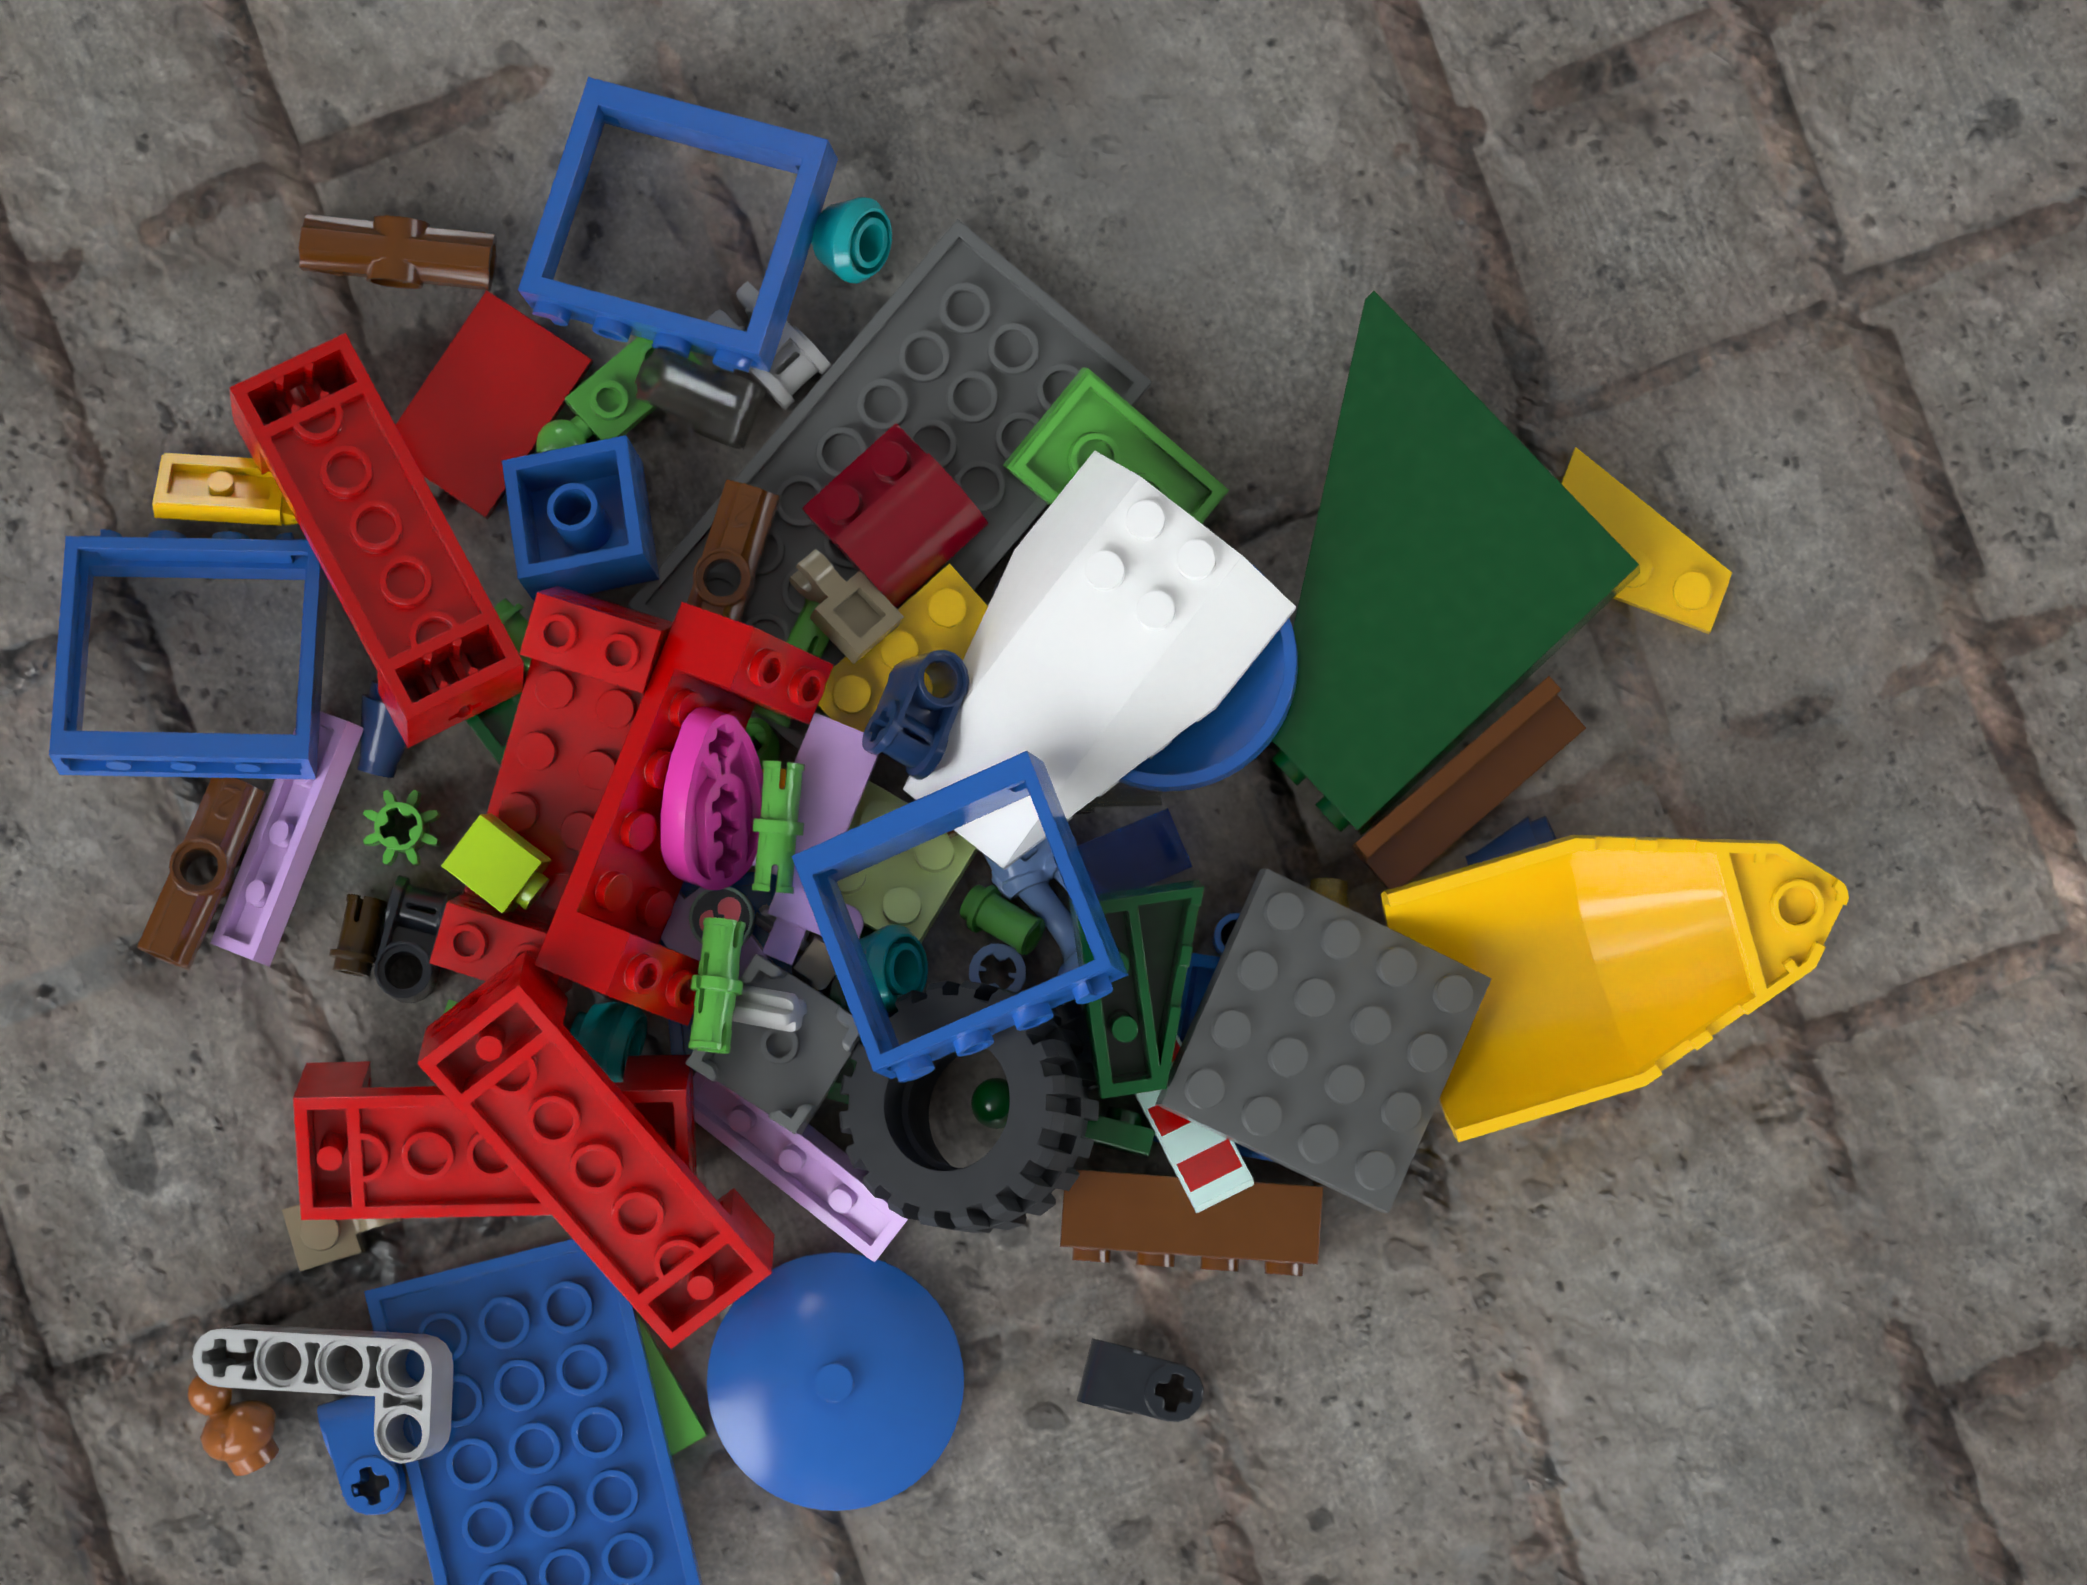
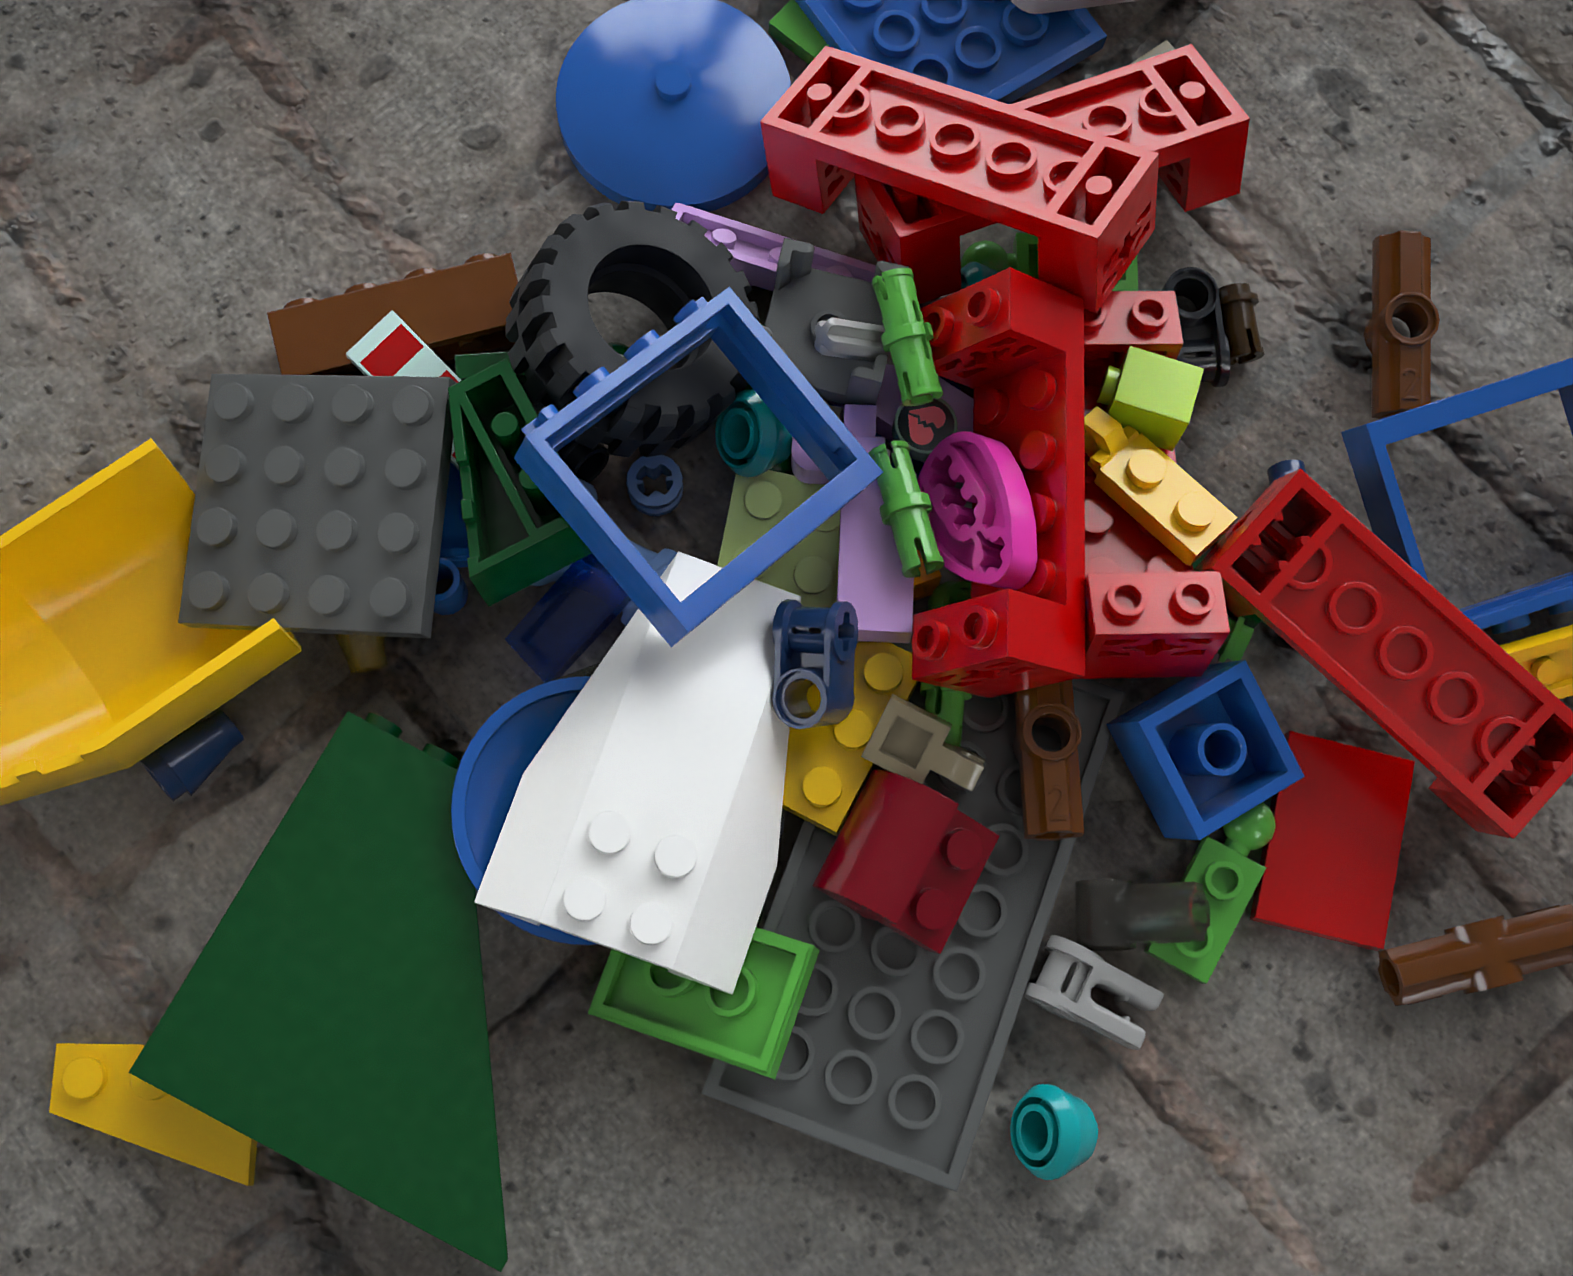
camera: 155 degrees right, 10 degrees down
(284, 848) = (1337, 372): lavender plate -> none
(385, 821) = (1252, 409): bright green gear -> none
(531, 775) = (1153, 488): none -> yellow hinge
(705, 129) = (1113, 1086): blue window -> none
(990, 912) = (667, 528): bright green pin -> none
(1128, 1380) = (406, 174): black piece -> none
(1469, 786) = (254, 806): reddish brown fence -> none

